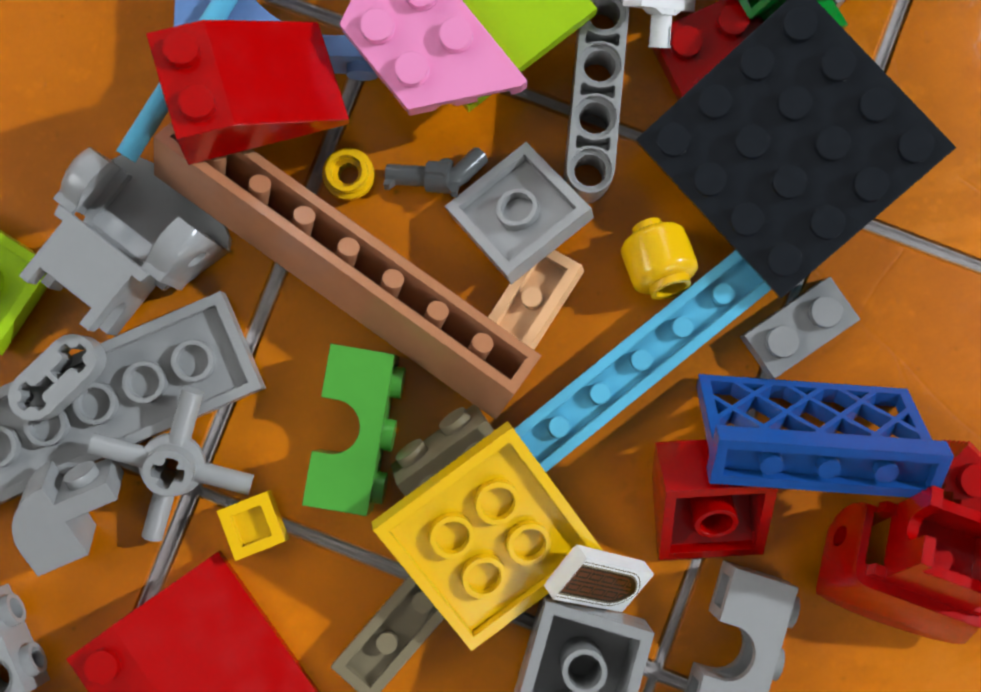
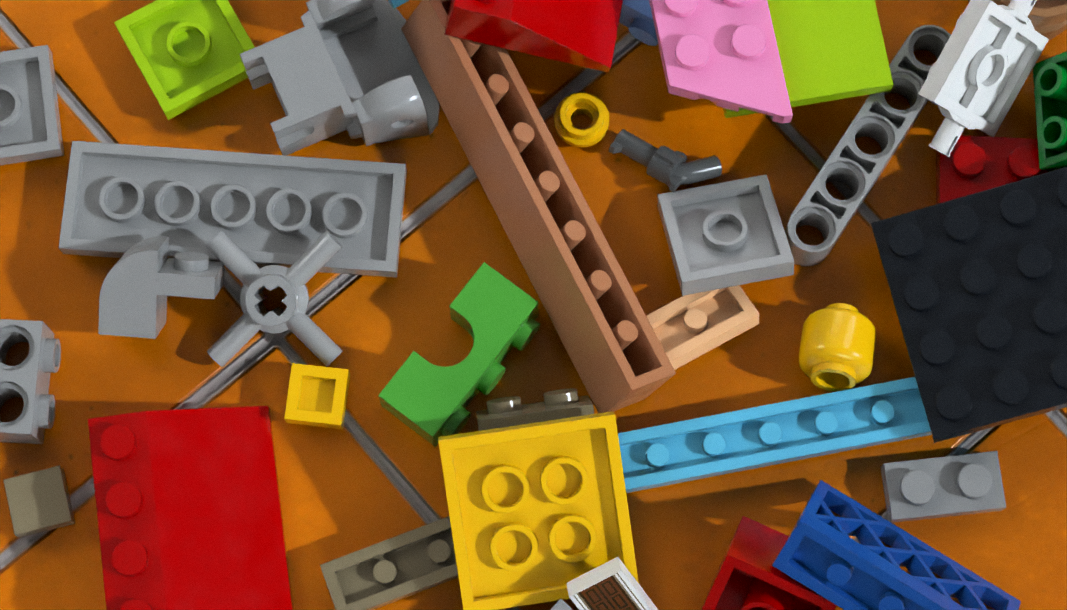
camera: 25 degrees right, 10 degrees down
(49, 369) = (212, 151): light grey beam -> none

